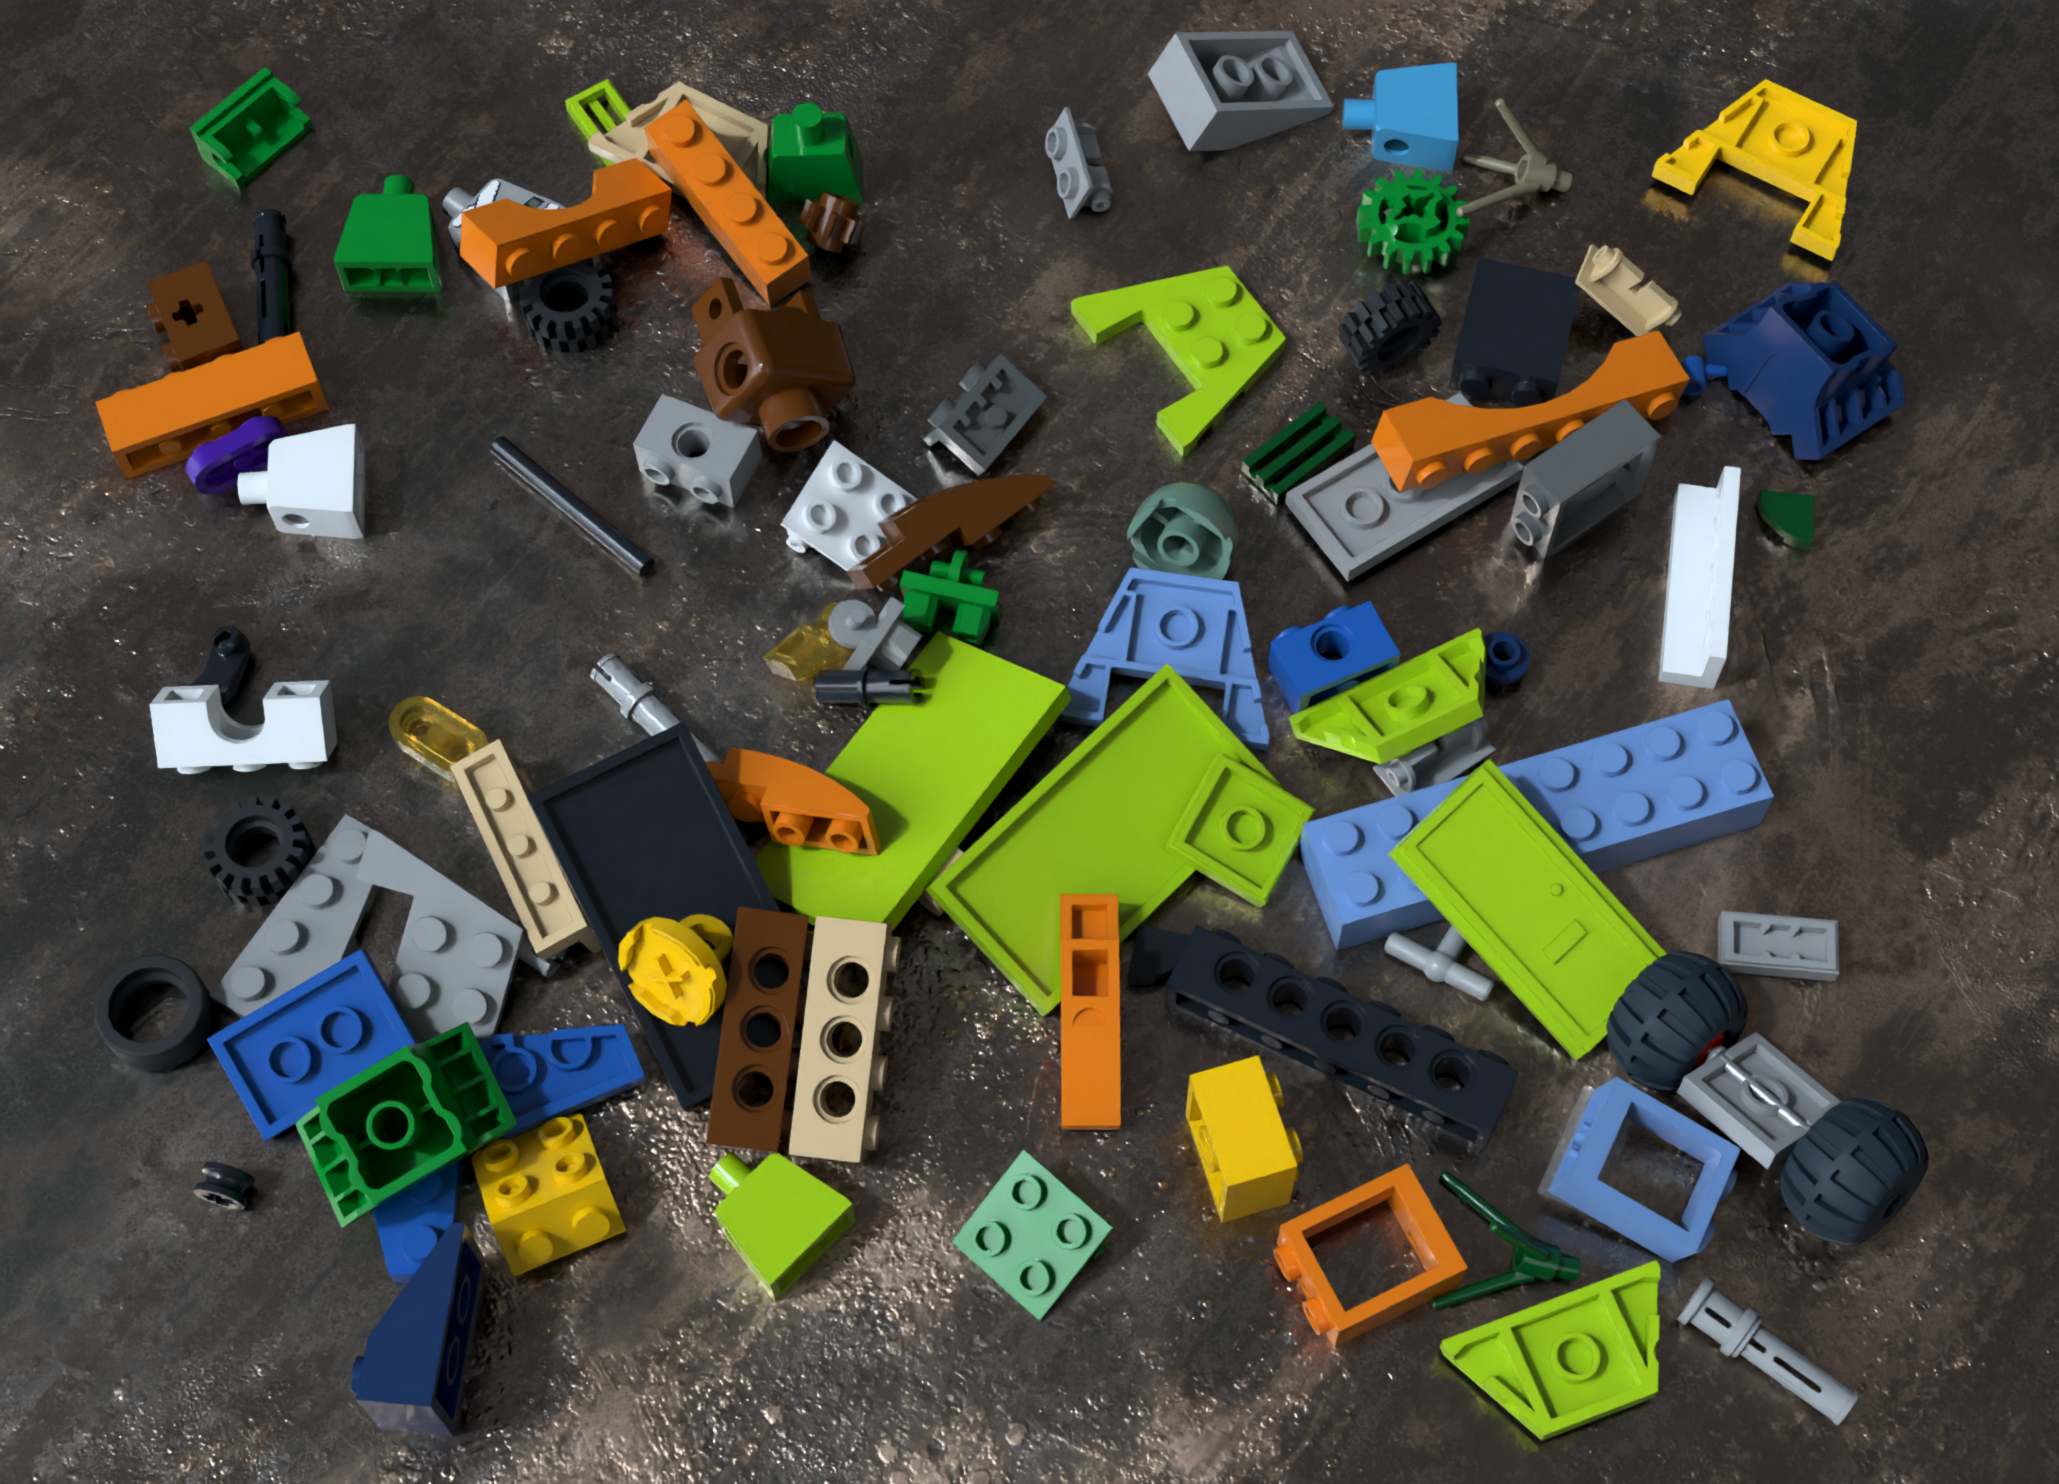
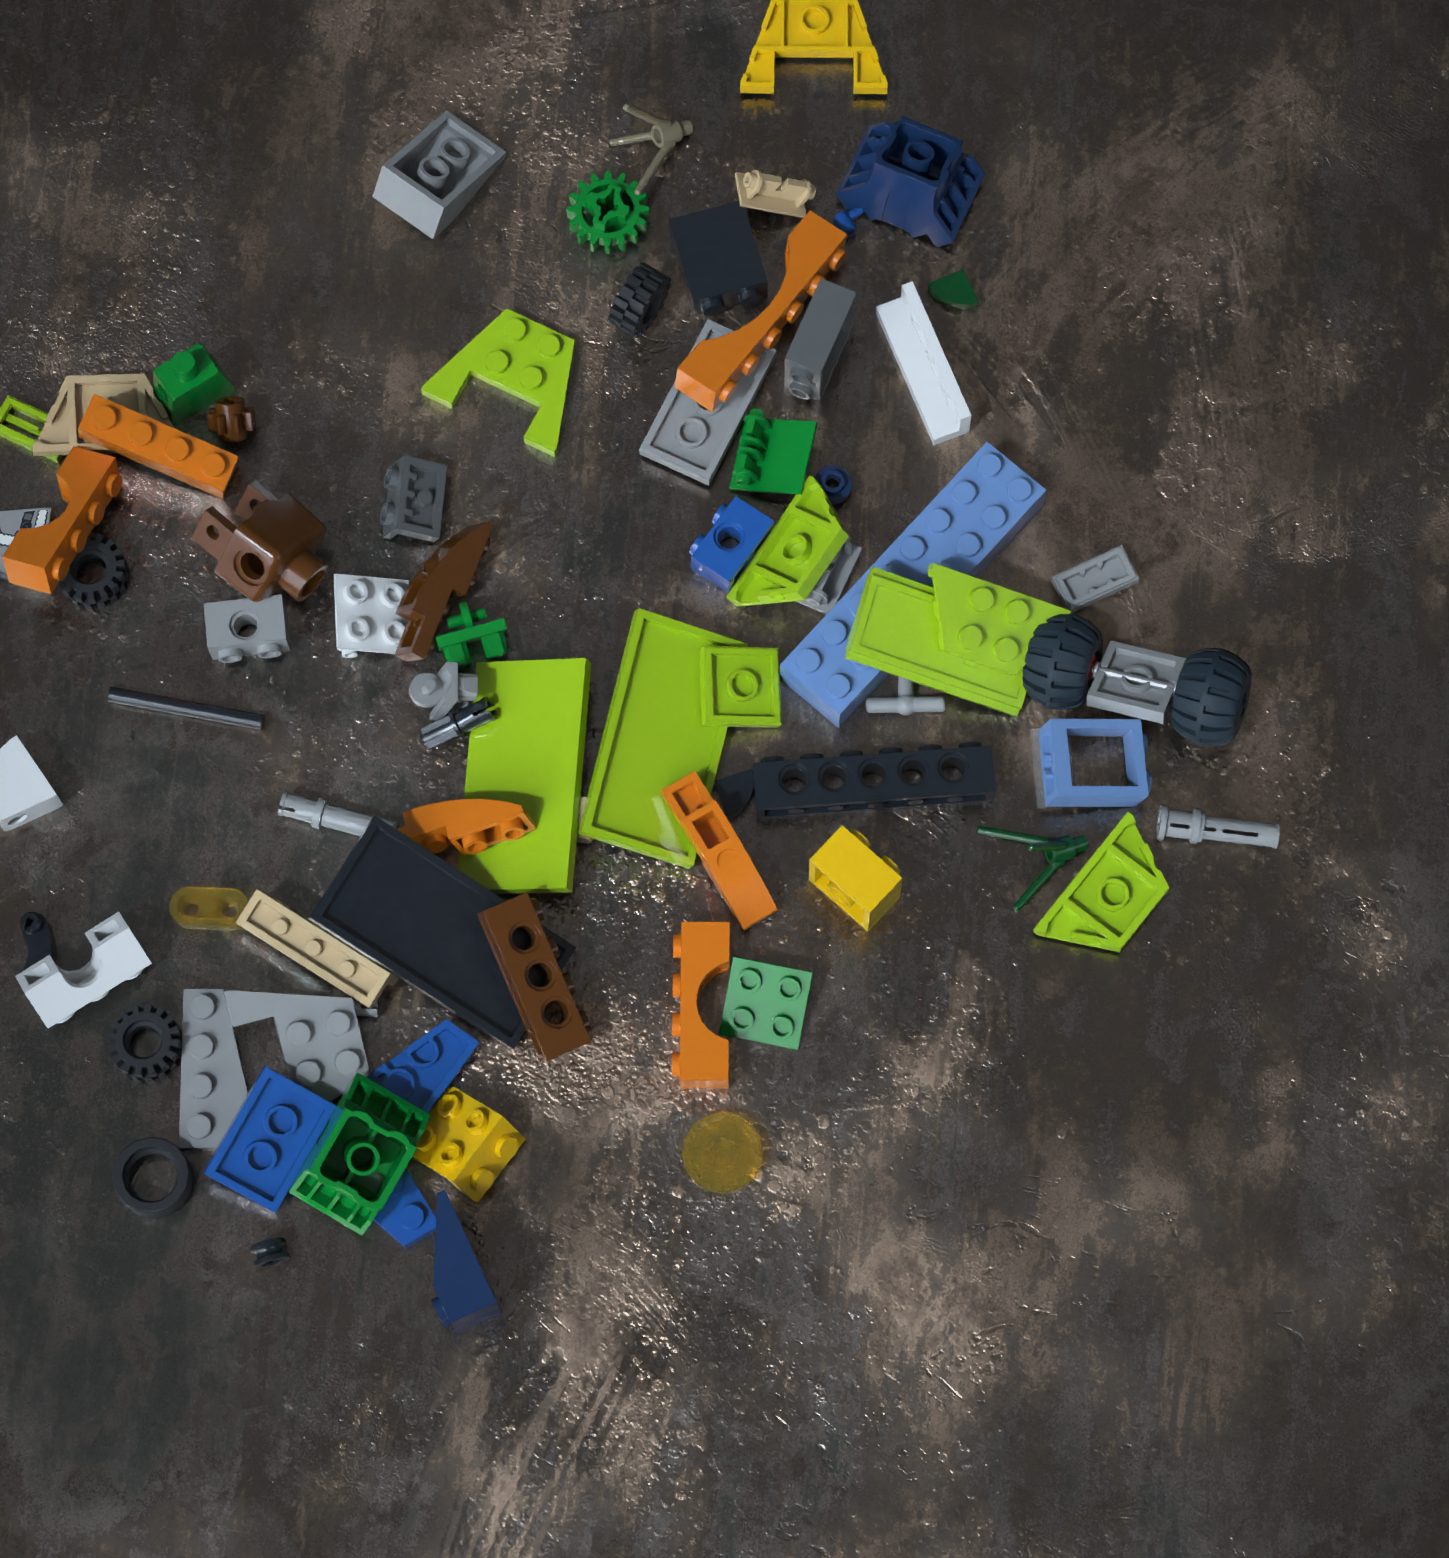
camera: 30 degrees left, 10 degrees up
(675, 969) = (466, 969): yellow tile -> none
(778, 1217) = (611, 1079): lime torso -> none
(804, 649) = (400, 719): clear yellow plate -> none
(815, 1128) = (554, 899): tan brick -> none
(858, 1396) = (722, 1153): none -> clear yellow tile
(989, 1130) = (702, 1054): none -> orange arch
(1071, 148) = (353, 278): light grey hinge -> none
(1177, 621) = (629, 576): medium blue wing -> none
(1185, 531) = (594, 513): sand green cylinder -> none
(1315, 416) = (636, 385): dark green tile -> none
(1410, 116) = (563, 134): dark azure torso -> none
(1423, 1229) = (988, 871): orange window -> none
(1446, 581) = (773, 454): none -> green hinge
(1601, 908) = (985, 619): none -> lime wing

